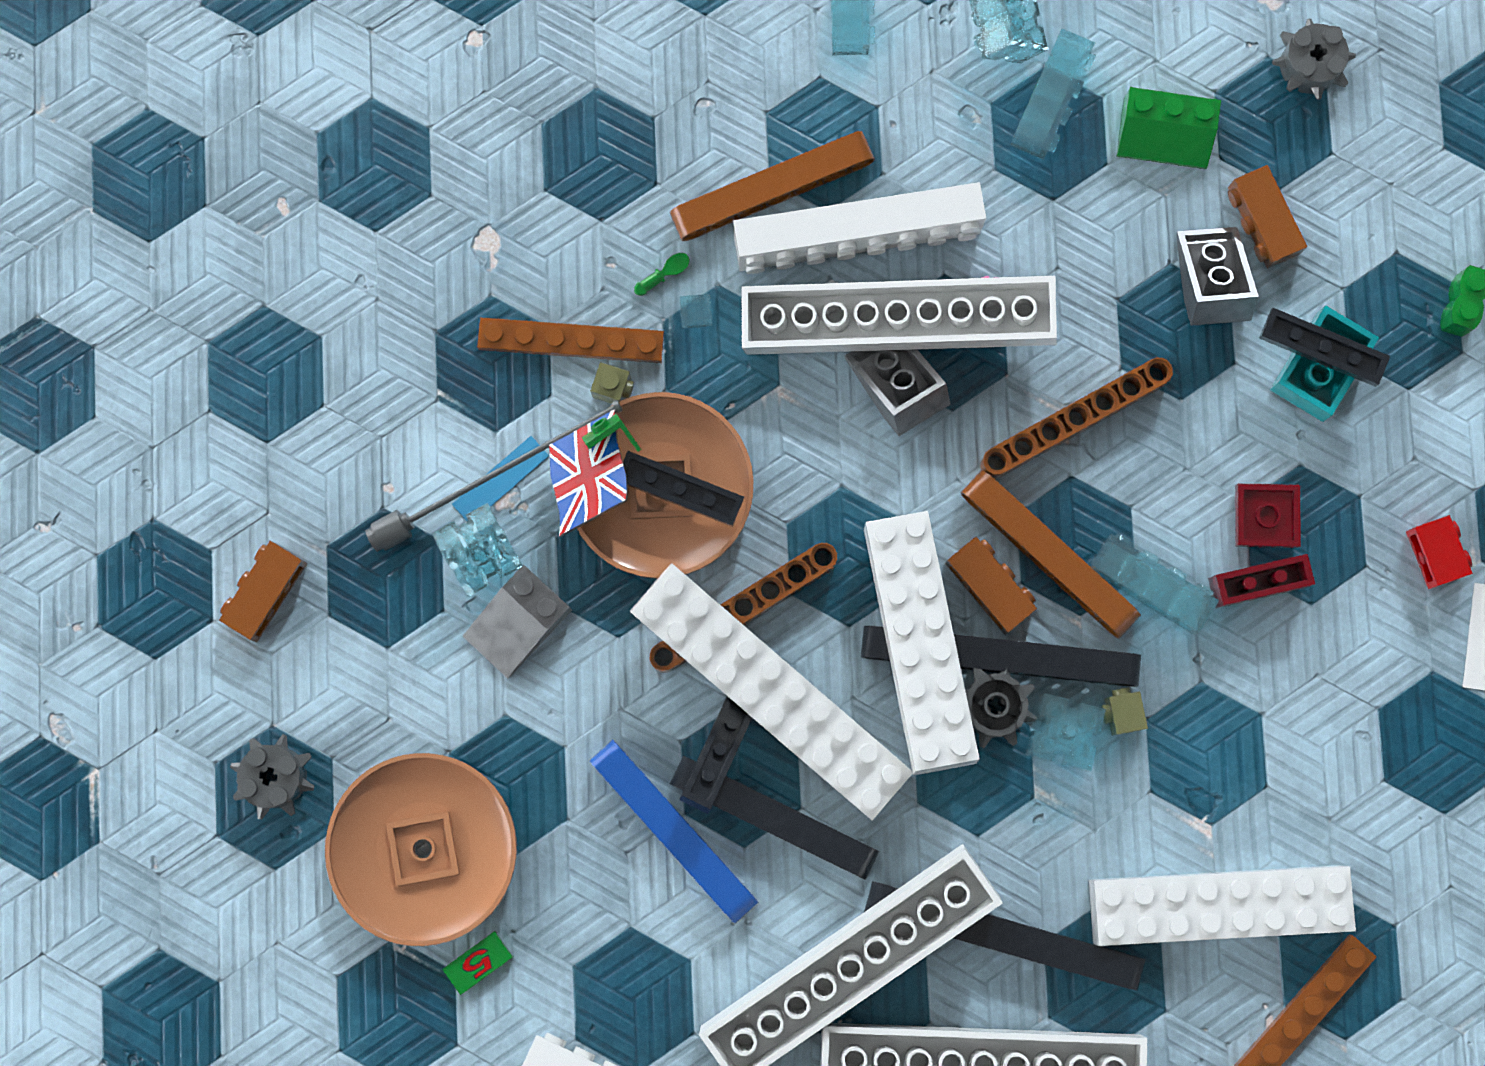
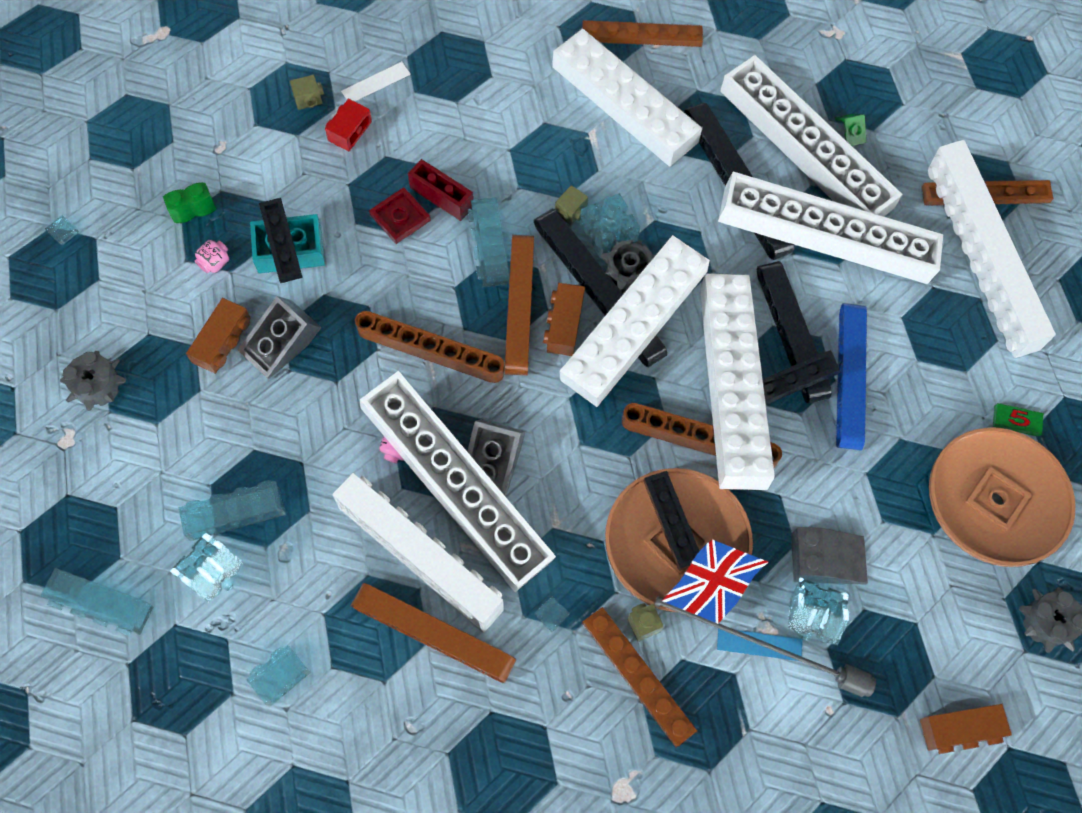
camera: 135 degrees left, 15 degrees down
(605, 427) = (682, 589): green bracket -> none
(673, 266) = (536, 652): green piece -> none
(1168, 127) = (203, 429): green slope -> none
(1375, 278) = (212, 256): none -> bright pink head

